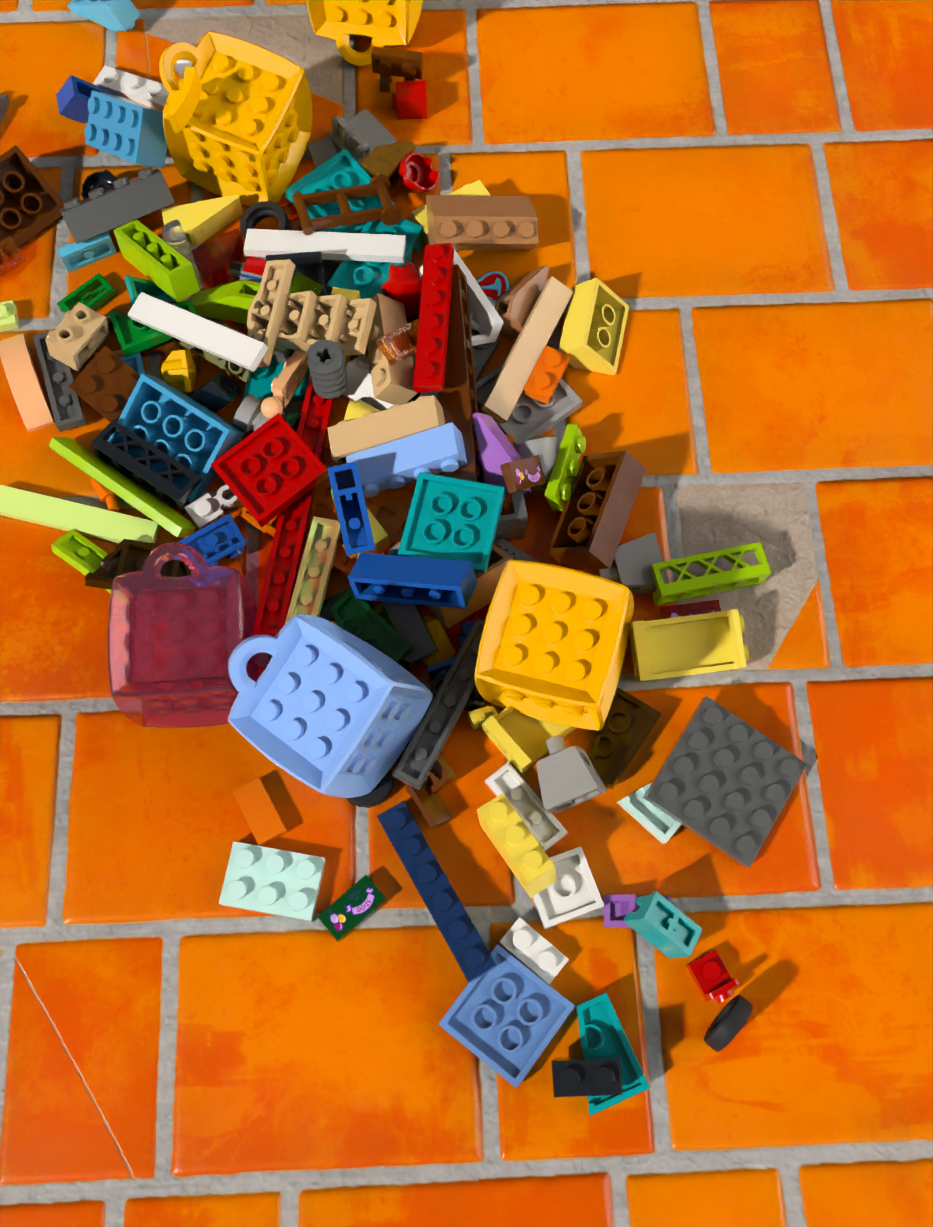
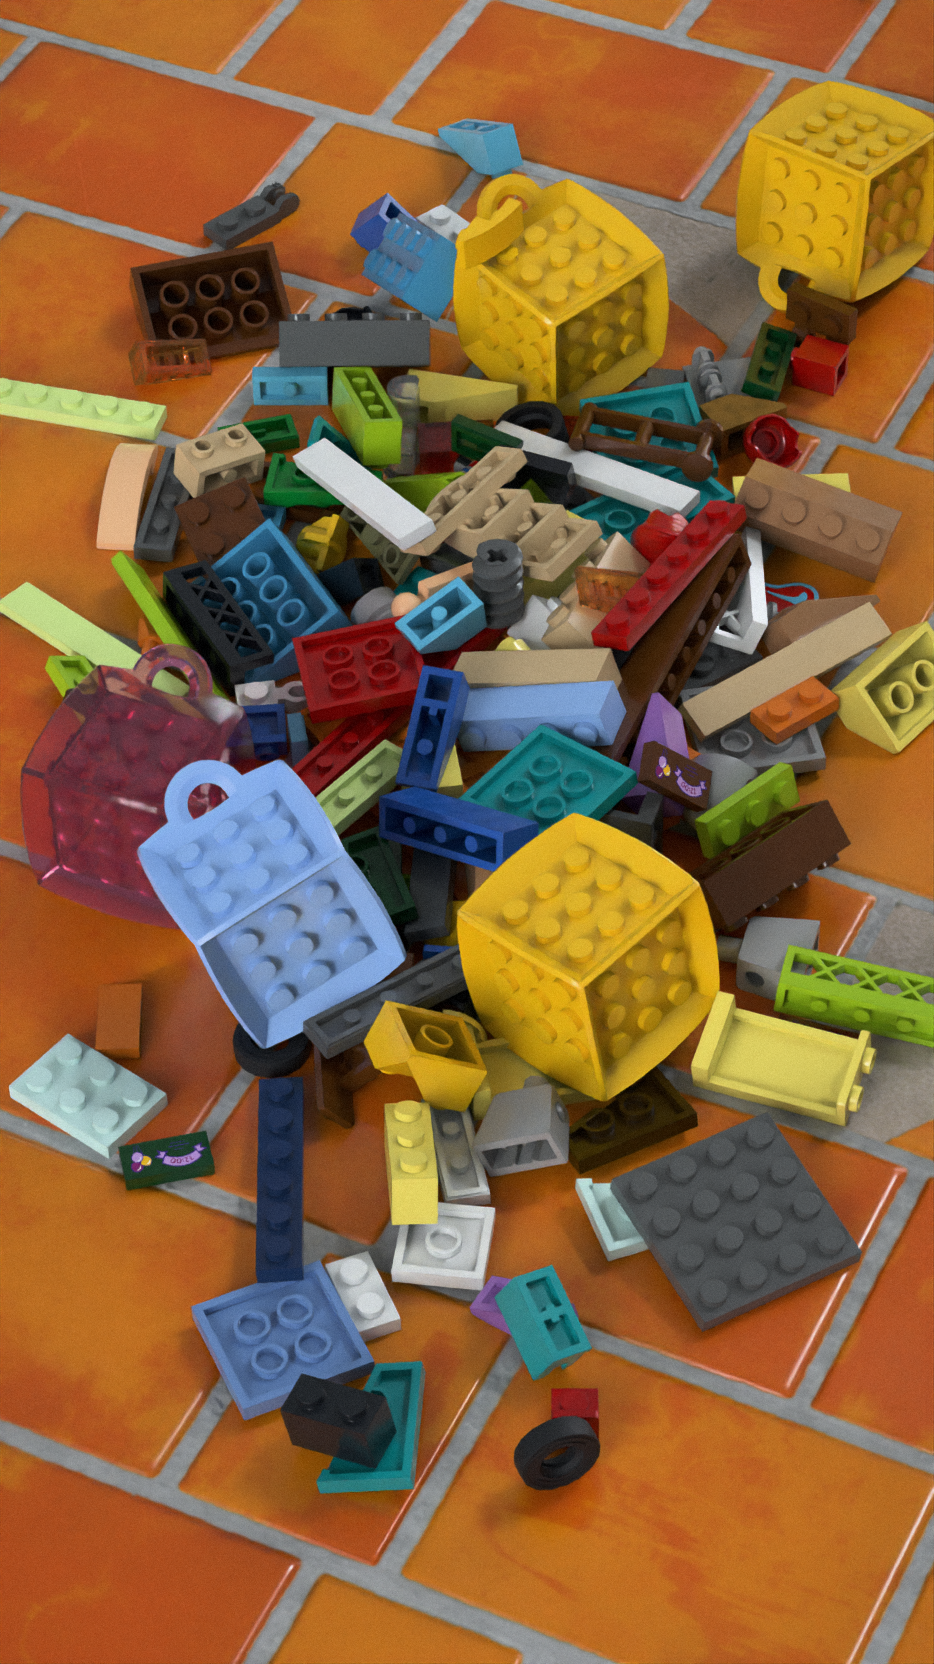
camera: 30 degrees right, 25 degrees down
(246, 252) = (477, 439): none -> dark green tile
(251, 535) = (297, 737): none -> medium azure tile
(305, 412) = (444, 619): none -> medium azure slope
(381, 111) = (768, 362): none -> dark green plate
(483, 759) = (429, 1048): none -> yellow slope

